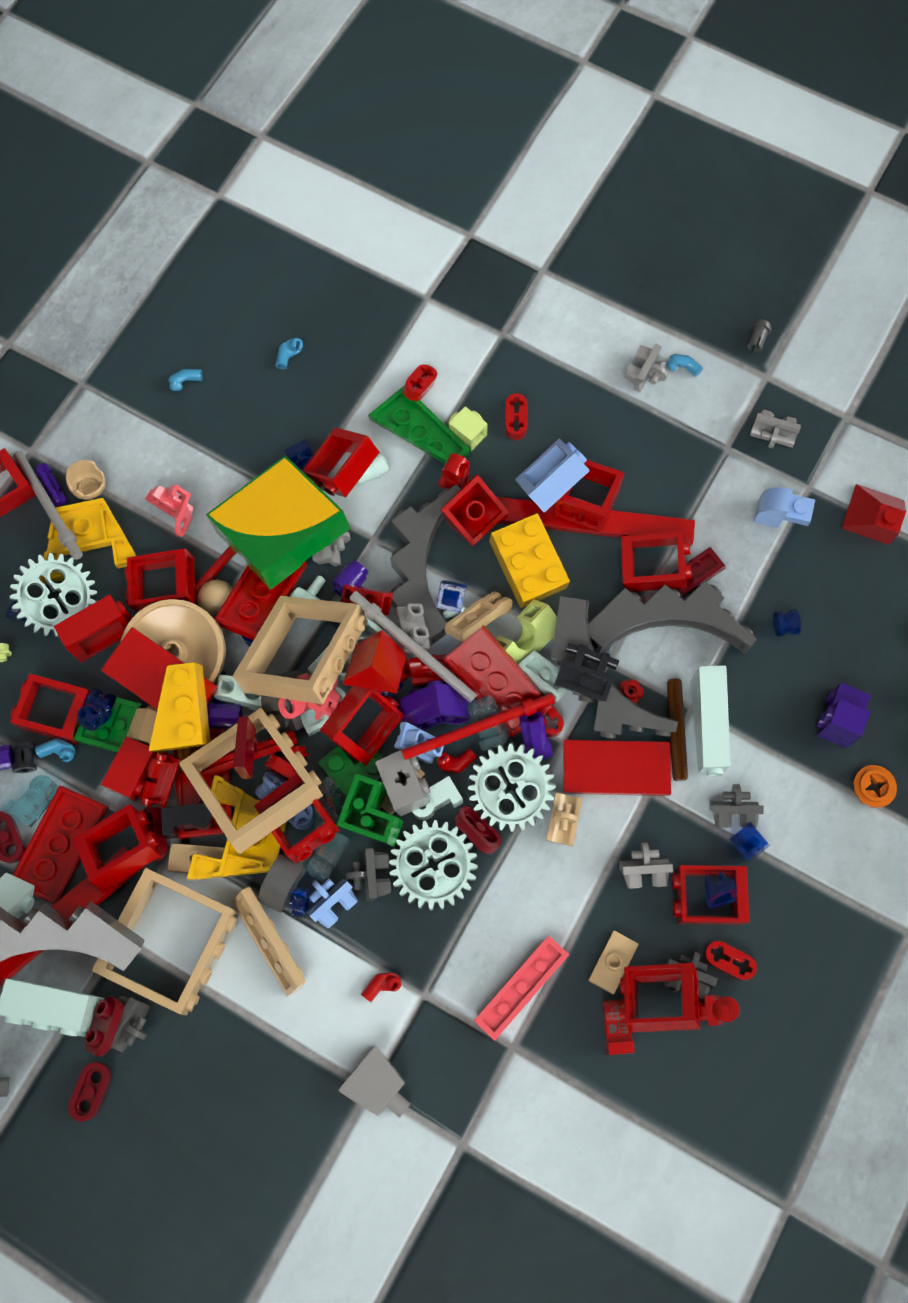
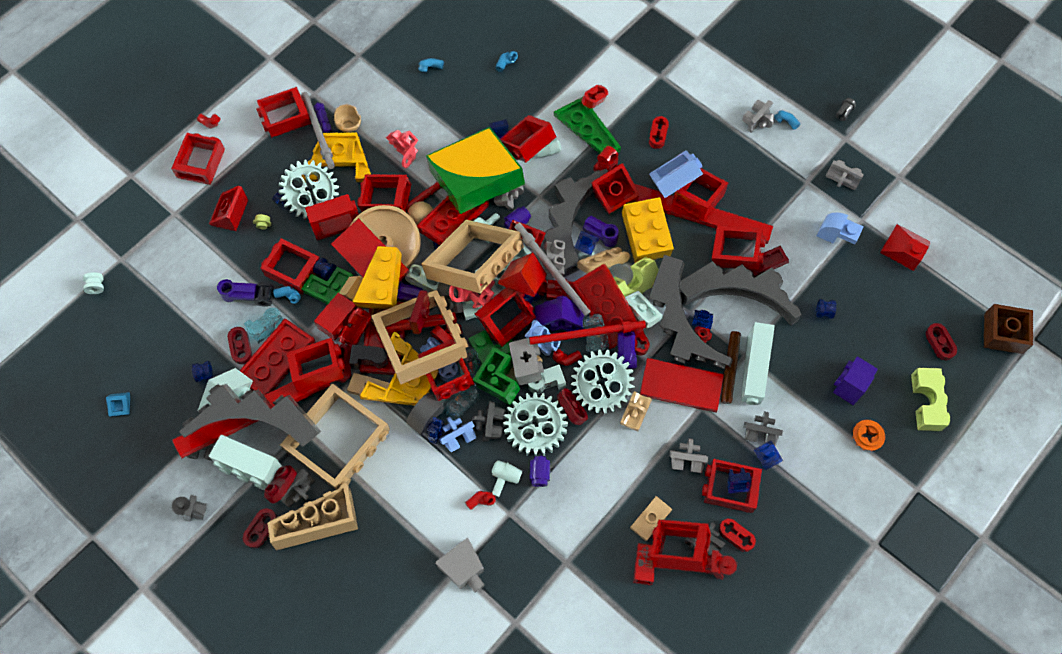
camera: 10 degrees right, 5 degrees down
(93, 721) = (318, 277): clear blue wheel -> none
(168, 1062) = (315, 520): none -> tan wedge
(268, 941) = (407, 452): tan plate -> none
(405, 942) = (504, 472): none -> light aqua piece
(452, 930) = (539, 471): none -> dark purple brick
(465, 572) = (600, 229): none -> dark purple piece
(468, 427) = (623, 133): yellowish green brick -> none
(521, 988) = (580, 522): coral plate -> none
(583, 680) = (669, 315): black plate -> none
(628, 671) = (702, 319): none -> clear blue plate

